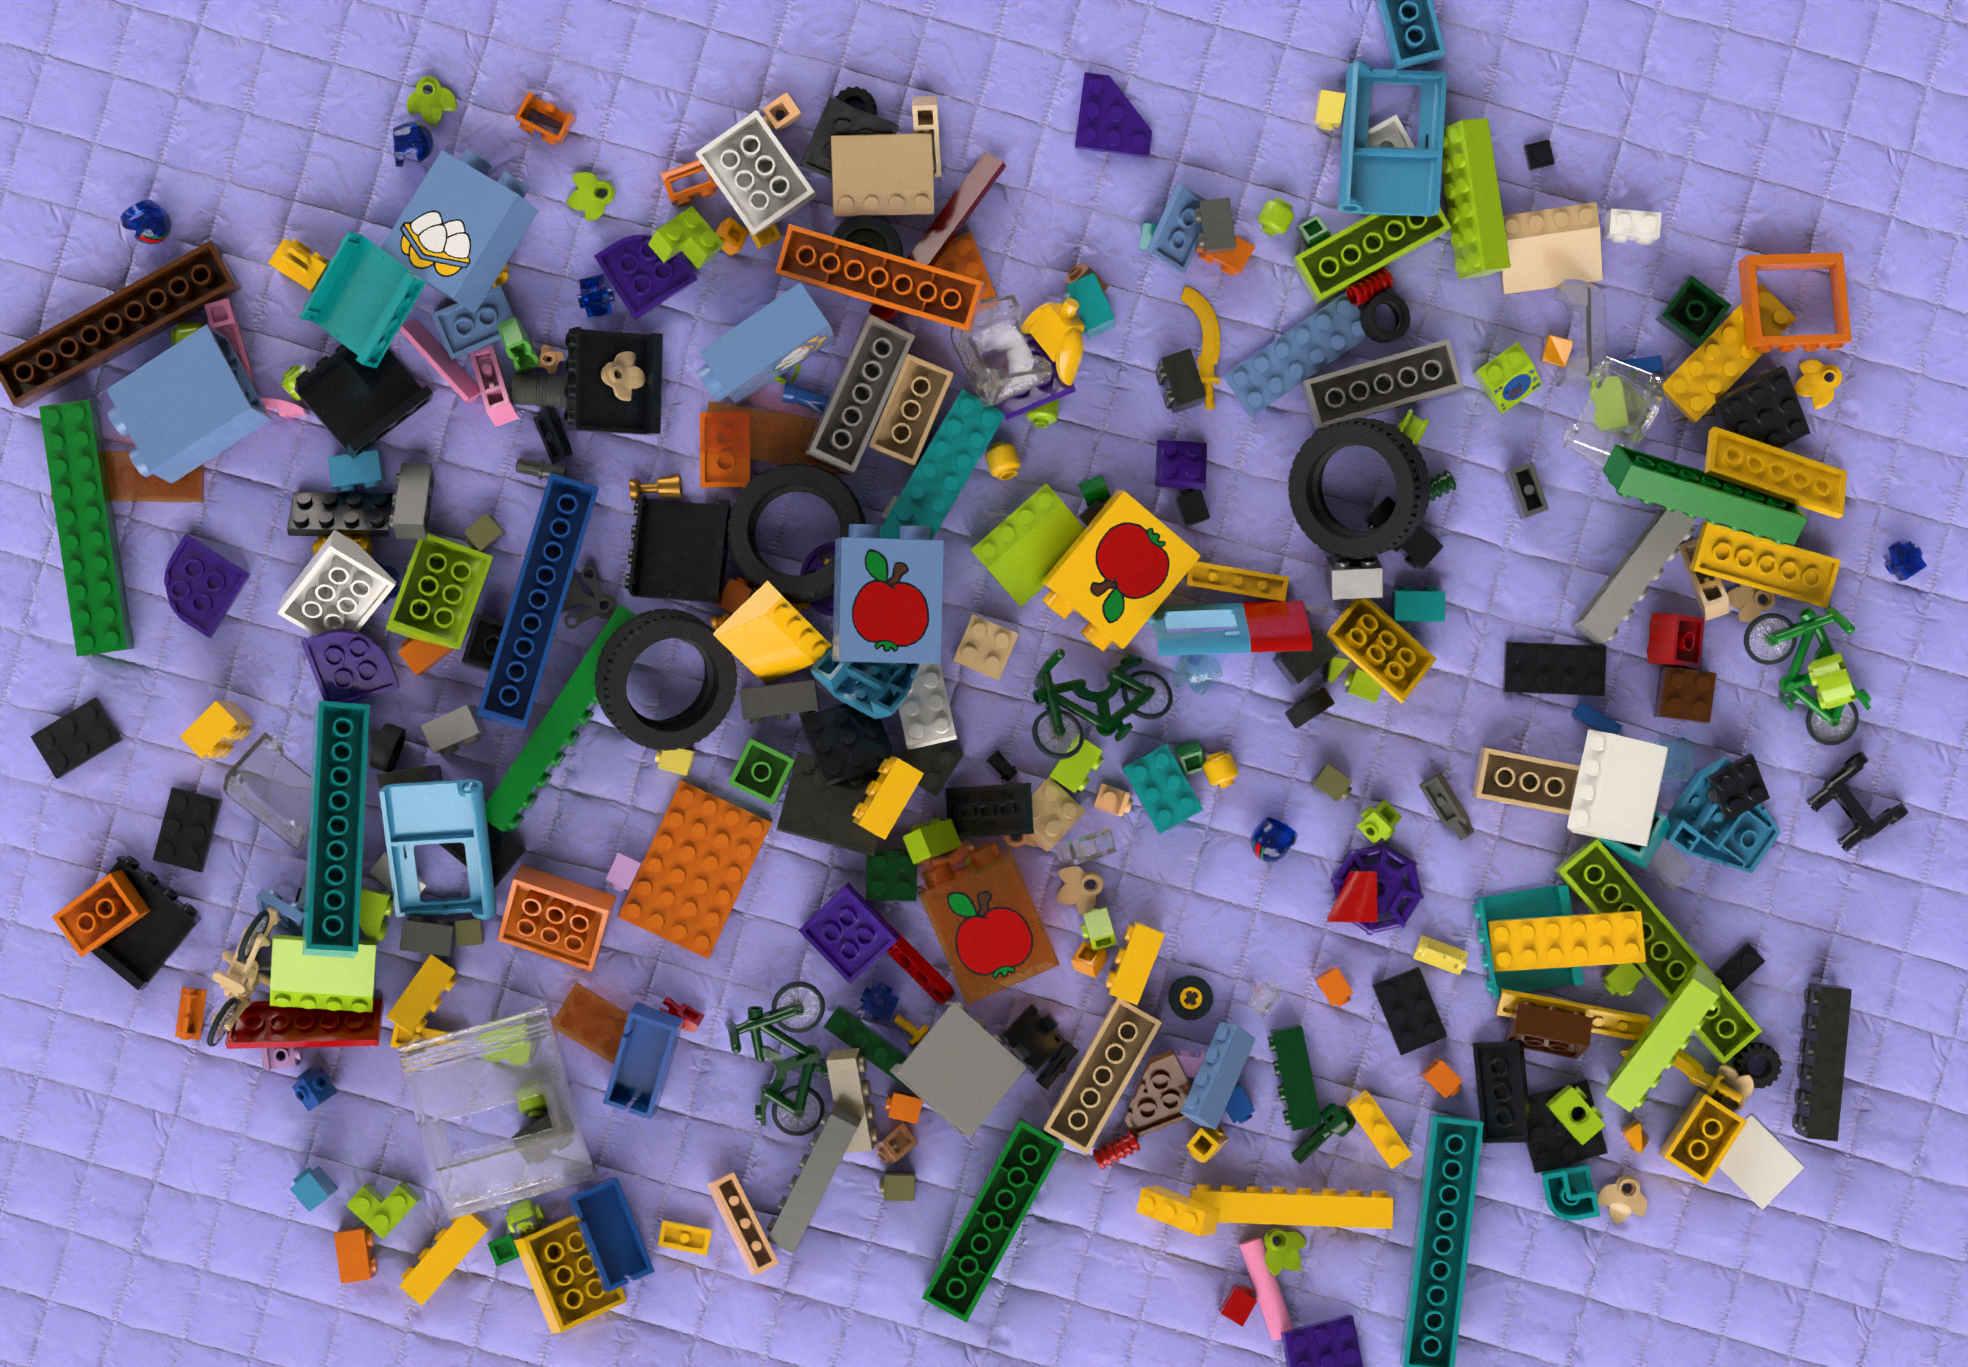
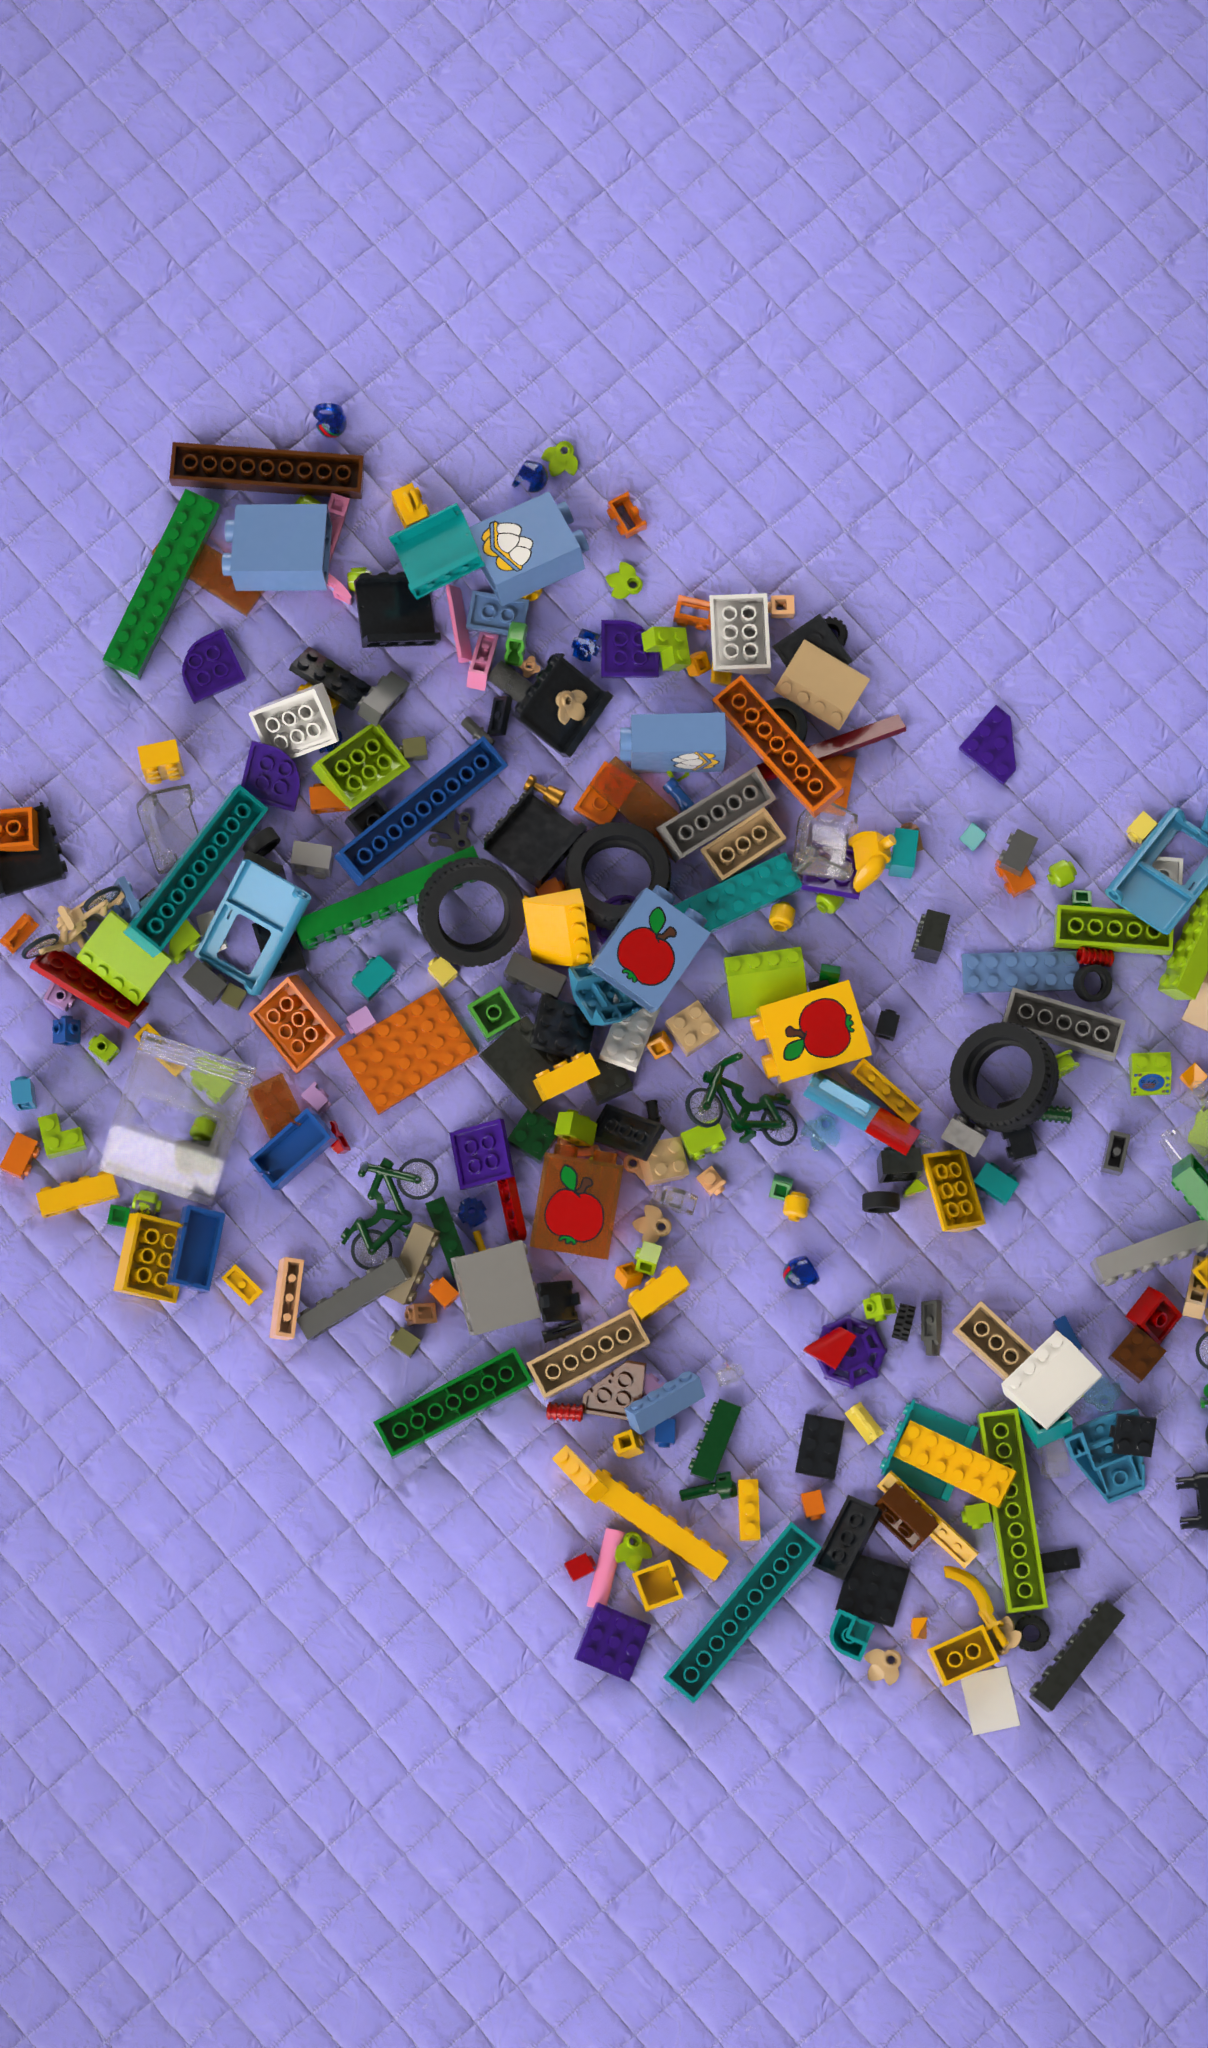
camera: 30 degrees right, 10 degrees down
(76, 738) = (64, 712): black plate -> none
(187, 829) = (96, 815): black plate -> none
(364, 470) = (360, 659): dark azure brick -> none
(366, 1081) = (103, 1049): none -> lime brick
(422, 995) = (177, 1016): yellow brick -> none
(605, 814) = (373, 977): none -> teal brick
(631, 986) = (316, 1098): none -> lavender brick
(926, 121) = (872, 668): tan slope -> none
(961, 687) = (659, 1044): none -> light orange slope
(1162, 788) = (749, 1193): teal brick -> none
(1177, 231) = (988, 842): medium blue plate -> none
(1181, 464) = (897, 992): dark purple plate -> none
(1203, 999) = (672, 1336): black bush -> none
(1210, 341) = (967, 928): yellow sword -> none
(1332, 783) = (864, 1262): olive brick -> none
(1334, 987) = (779, 1397): orange brick -> none
(1334, 1272) = (656, 1585): none -> yellow piece
(1362, 686) = (925, 1212): lime brick -> none
(1416, 822) = (903, 1322): none -> black tyre
(1554, 668) = (1061, 1283): black plate -> none
(1562, 1106) = (883, 1594): lime brick -> none
(1664, 1037) = (978, 1565): lime brick -> none

